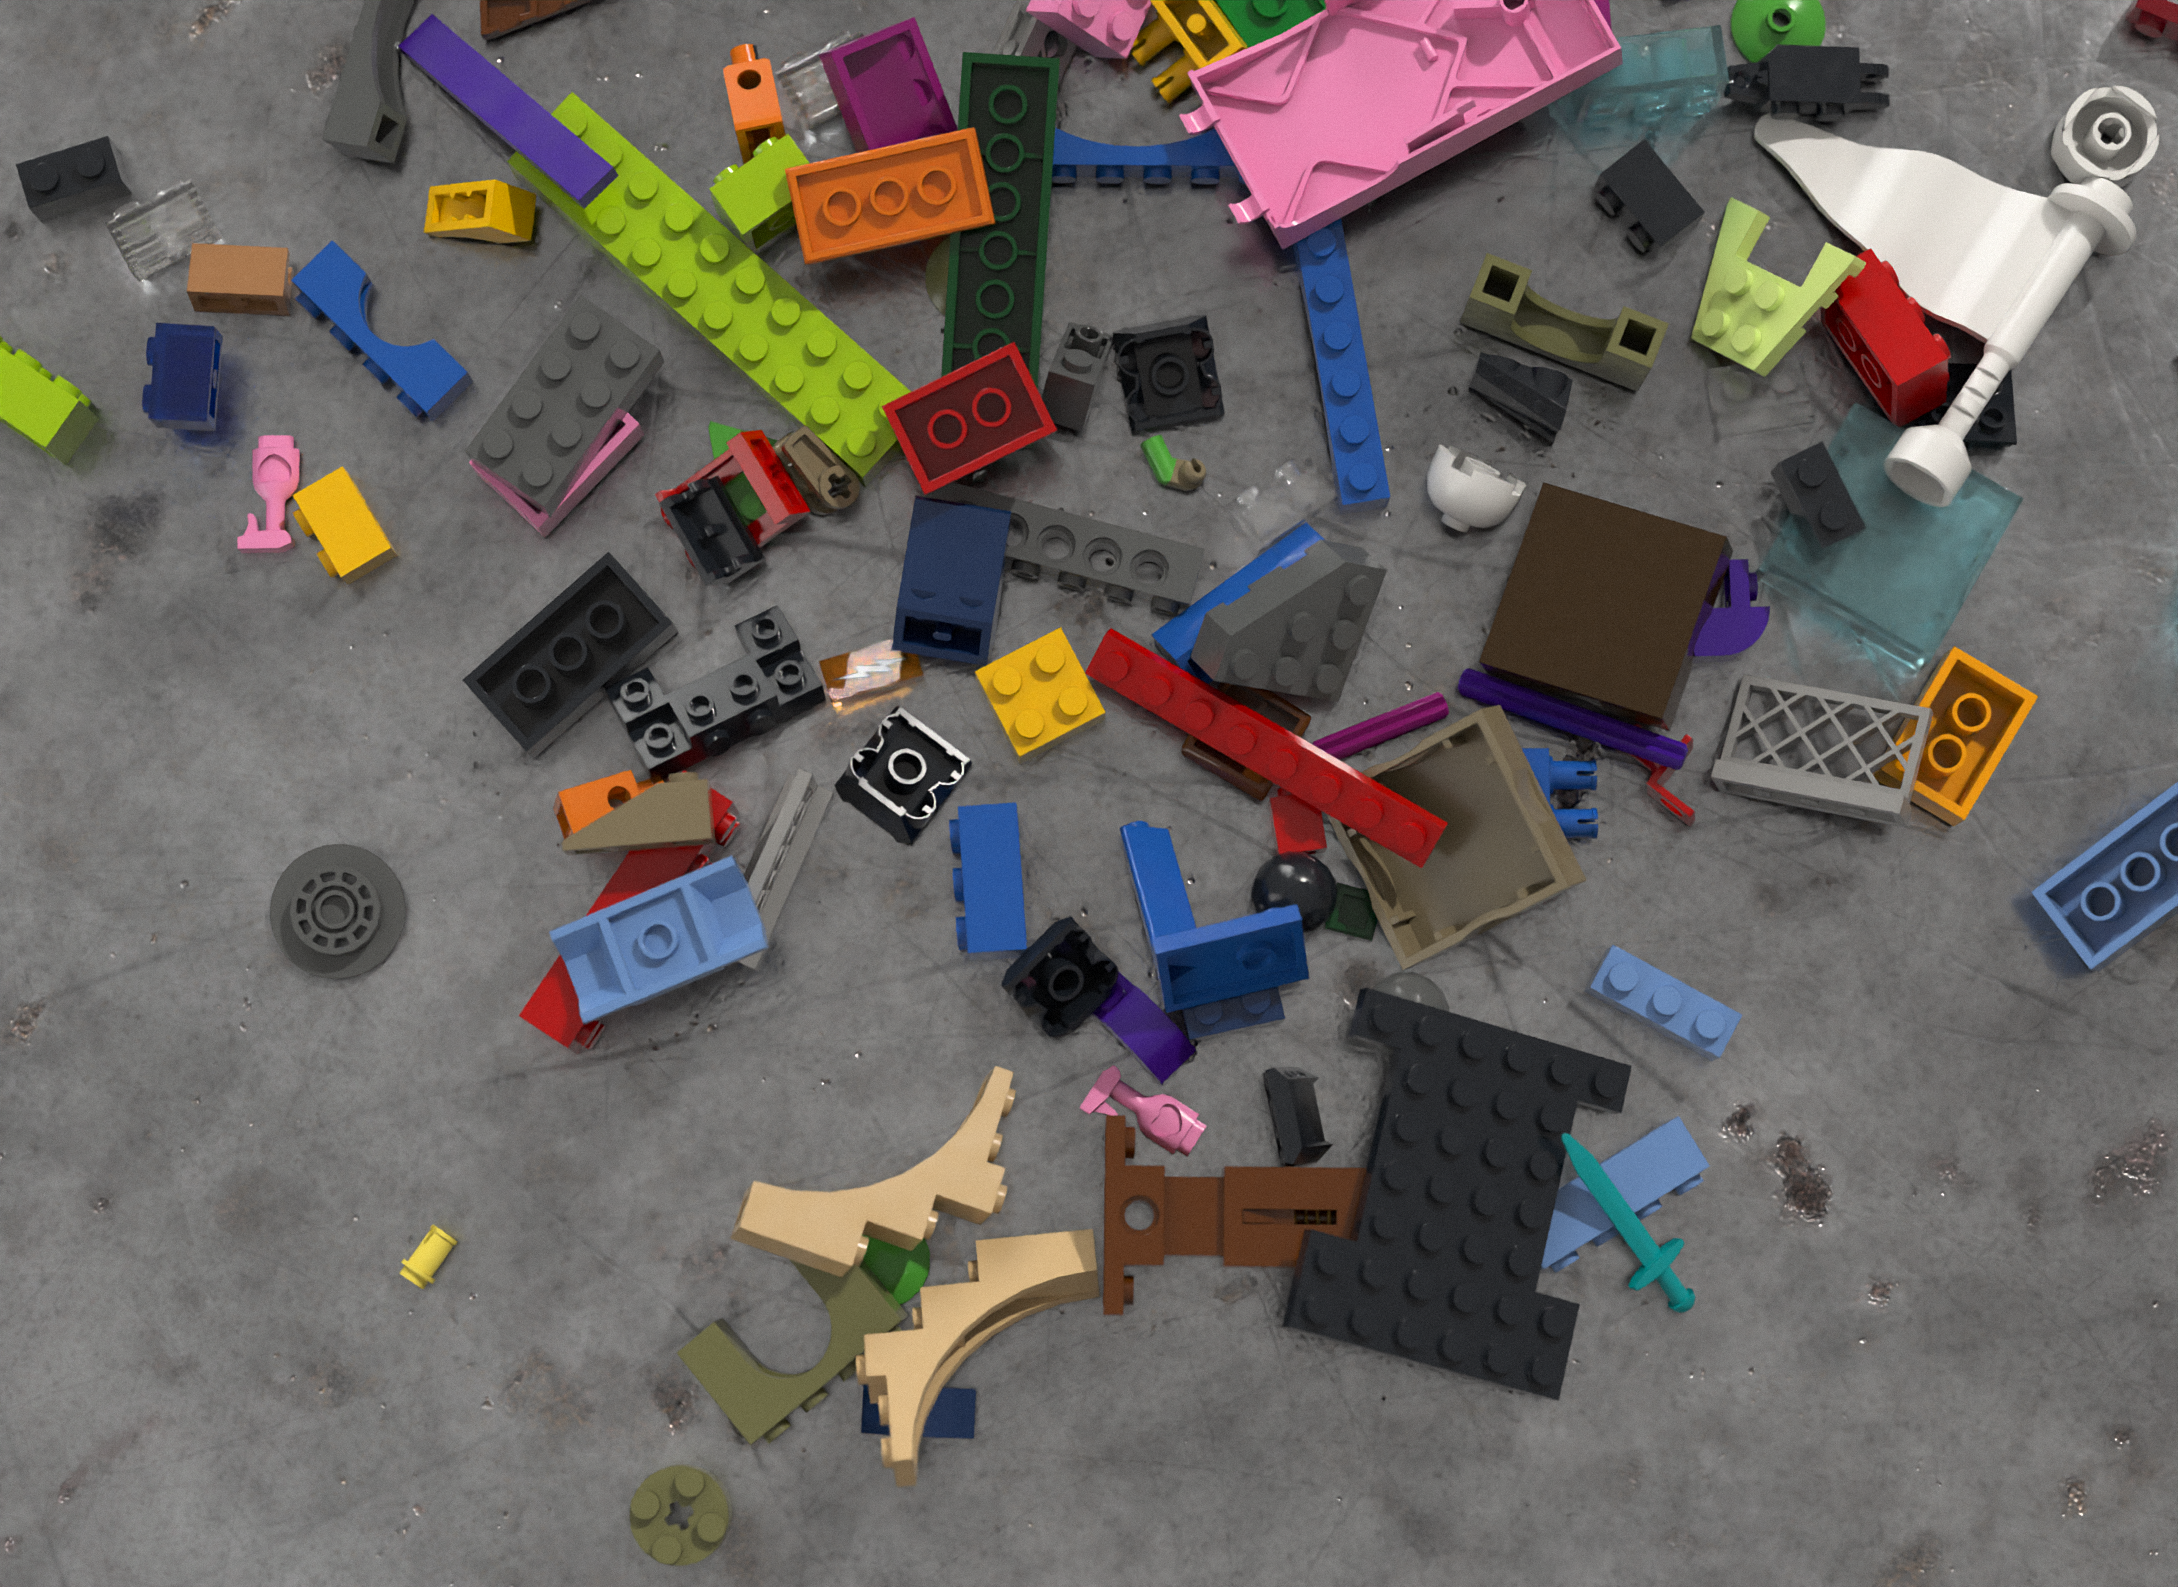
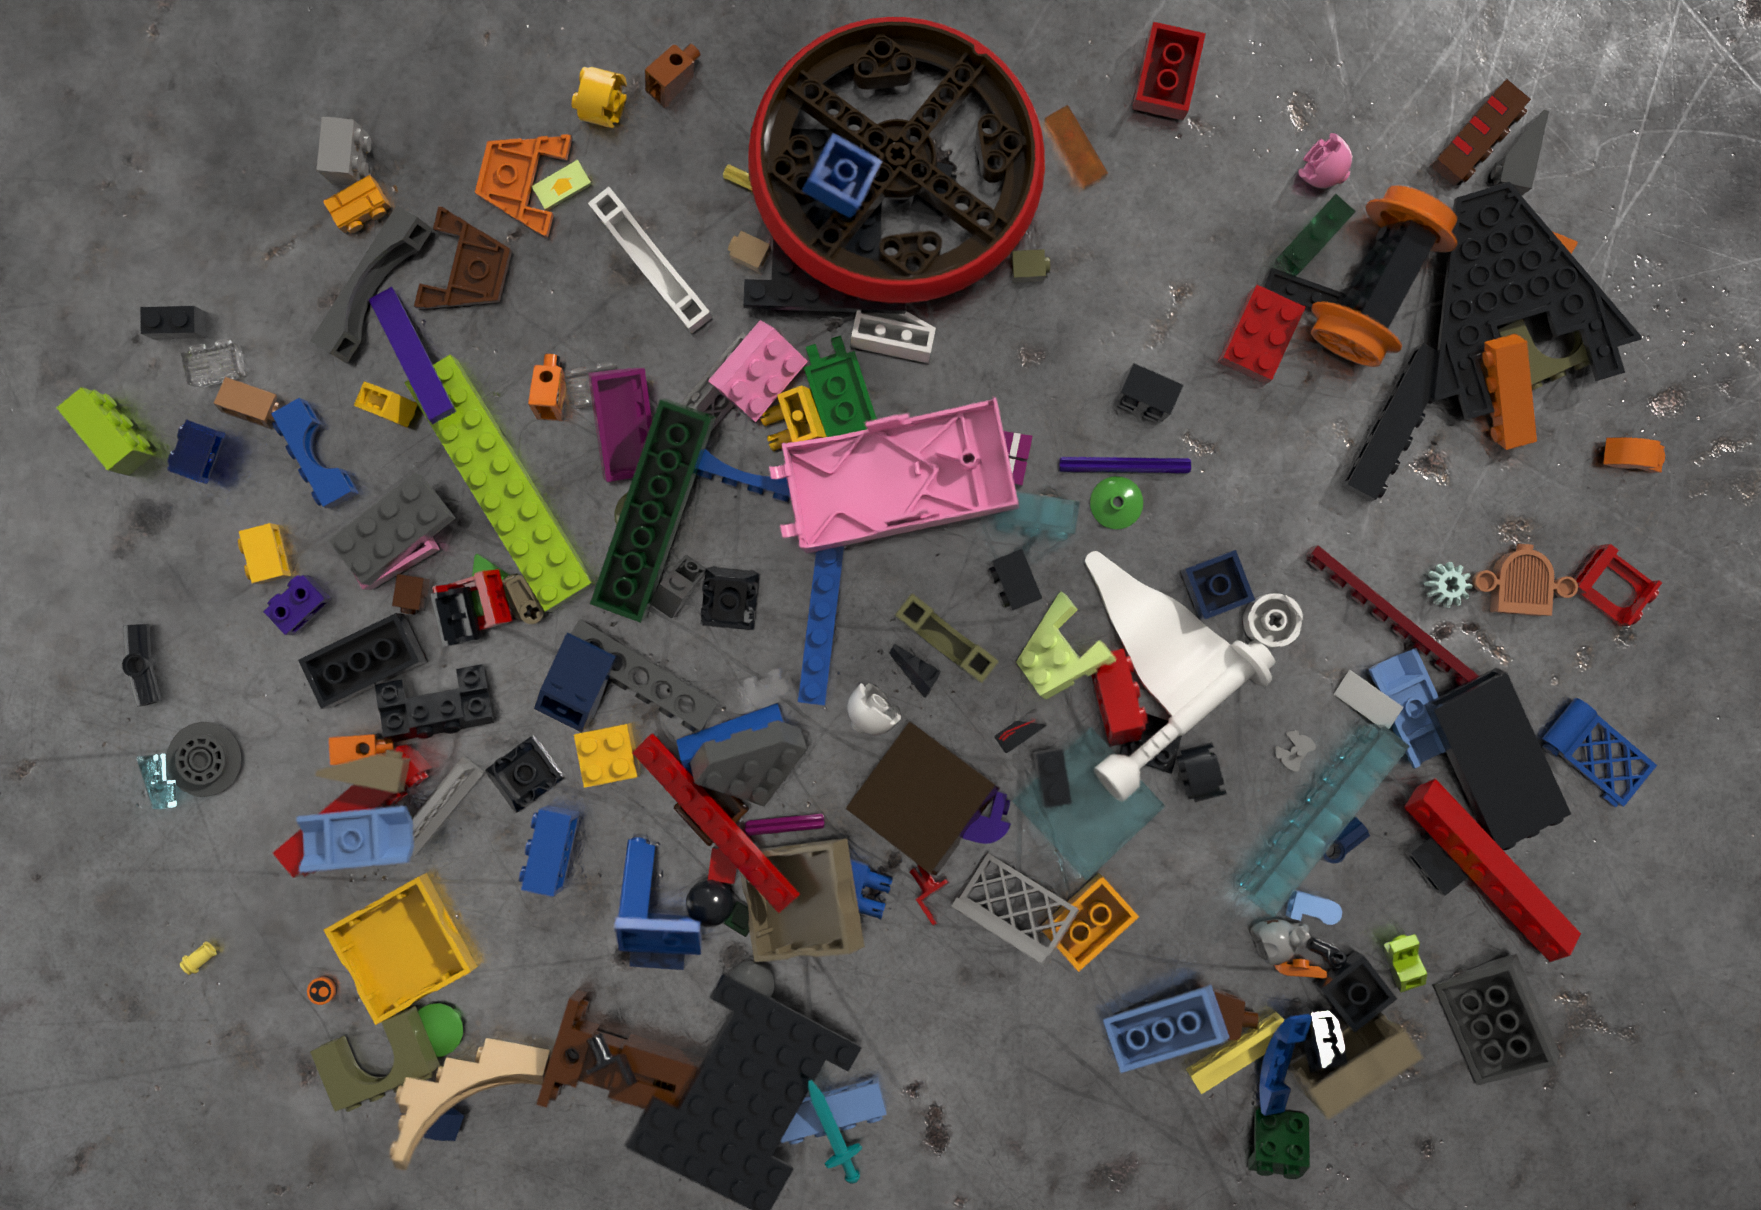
camera: 20 degrees right, 5 degrees up
(197, 803) = (137, 646): none -> black piece
(275, 480) = (236, 517): bright pink piece -> none
(280, 980) = (159, 790): none -> clear light blue slope
(426, 595) = (297, 604): none -> dark purple brick
(617, 520) = (410, 593): none -> reddish brown brick
(660, 1251) = (321, 990): none -> orange tile
(672, 1542) = (279, 1147): olive brick -> none
(756, 196) = (539, 440): lime brick -> none
(778, 1114) = (400, 948): none -> yellow tile
(828, 1226) = (483, 1003): tan arch -> none
(869, 672) = (520, 714): clear orange slope -> none
(890, 196) = (599, 466): orange tile -> none
(969, 418) = (606, 601): red brick -> none
(1061, 978) = (570, 914): black slope -> none
(1144, 1029) = (604, 948): dark purple brick -> none
(1158, 1116) = (605, 997): bright pink piece -> none
(1170, 470) = (716, 652): arm -> none
(1202, 1194) = (604, 1059): none -> black bracket
(1295, 1115) = (675, 1020): black slope -> none
(1573, 718) = (887, 852): dark purple axle -> none
(1663, 1003) = (889, 1018): medium blue brick -> none
(1730, 462) = (1017, 734): none -> black sticker
(1807, 81) = (1119, 540): black hinge -> none
(1994, 106) = (1217, 585): none -> dark blue brick
(2067, 427) = (1202, 772): none -> black brick

